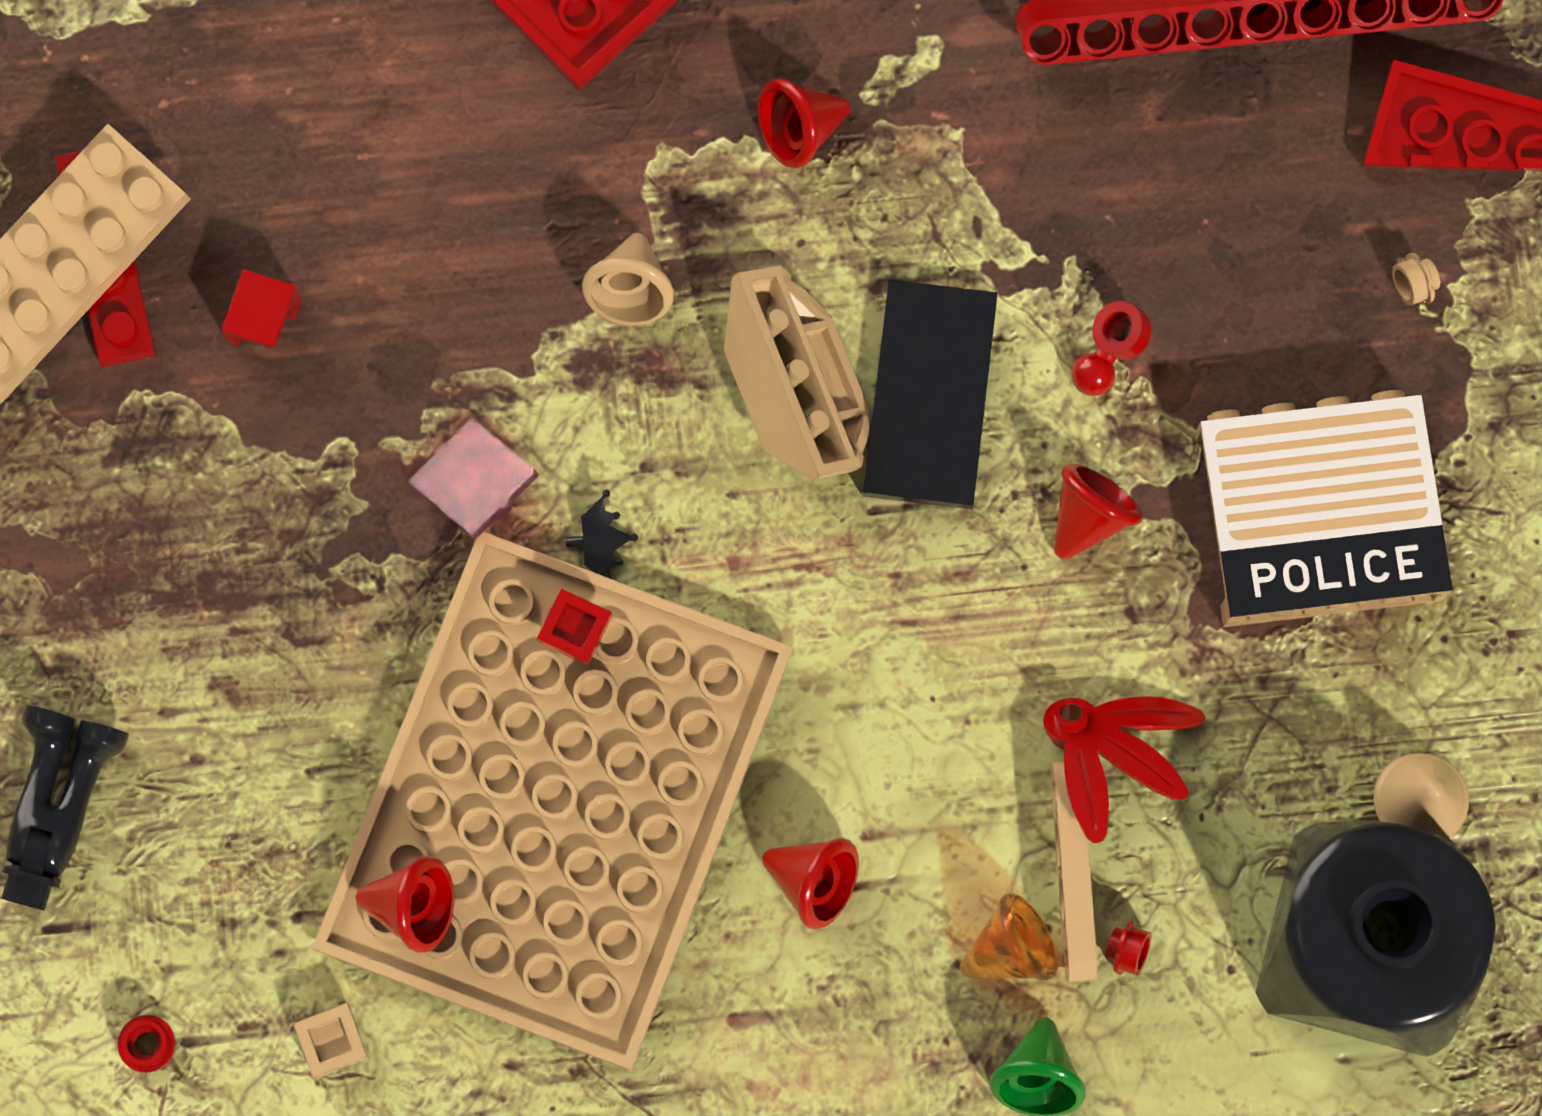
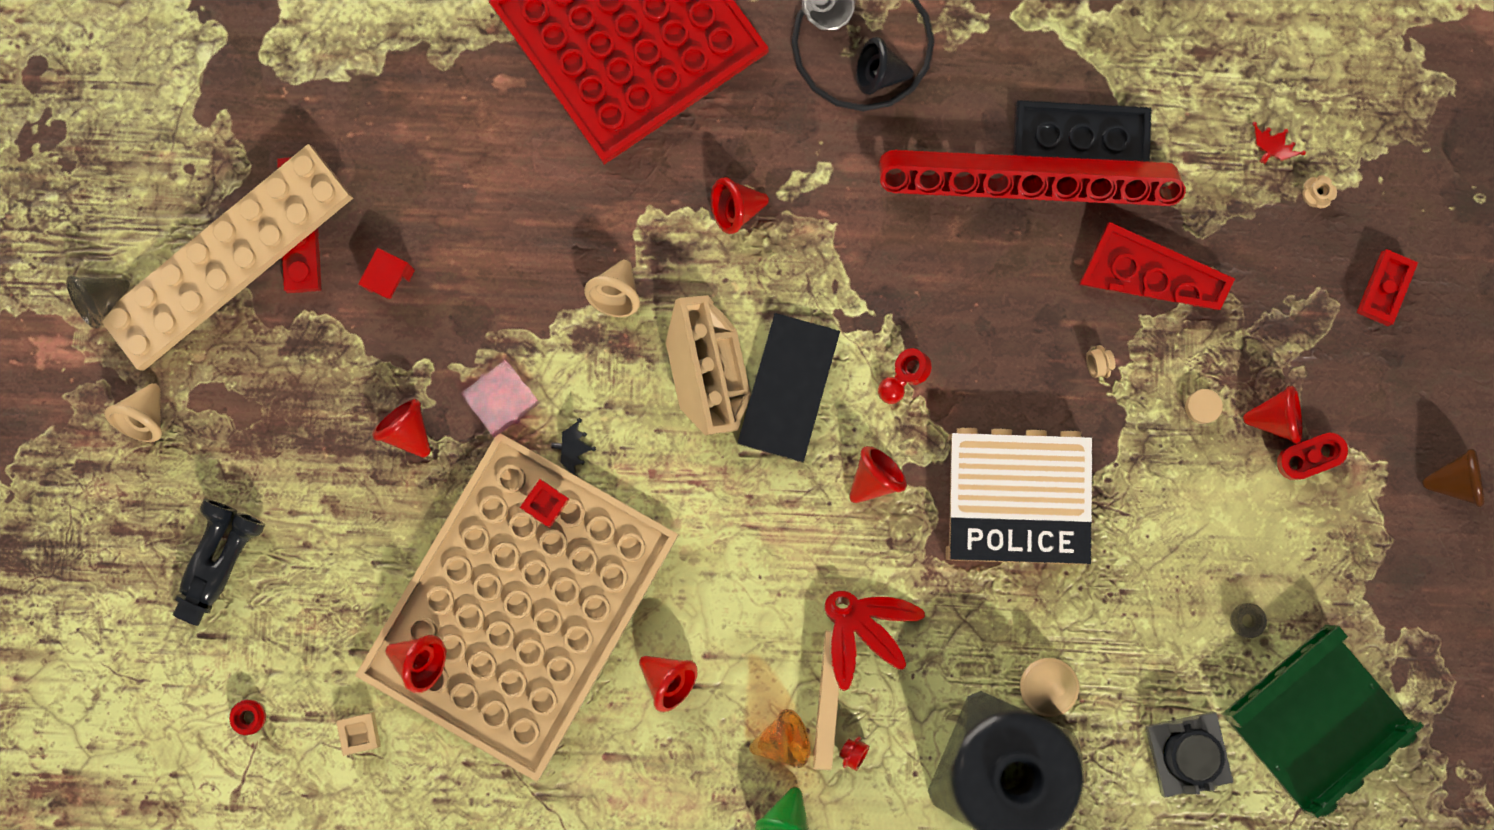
camera: 10 degrees right, 5 degrees up
(329, 549) = (404, 429): none -> red hat

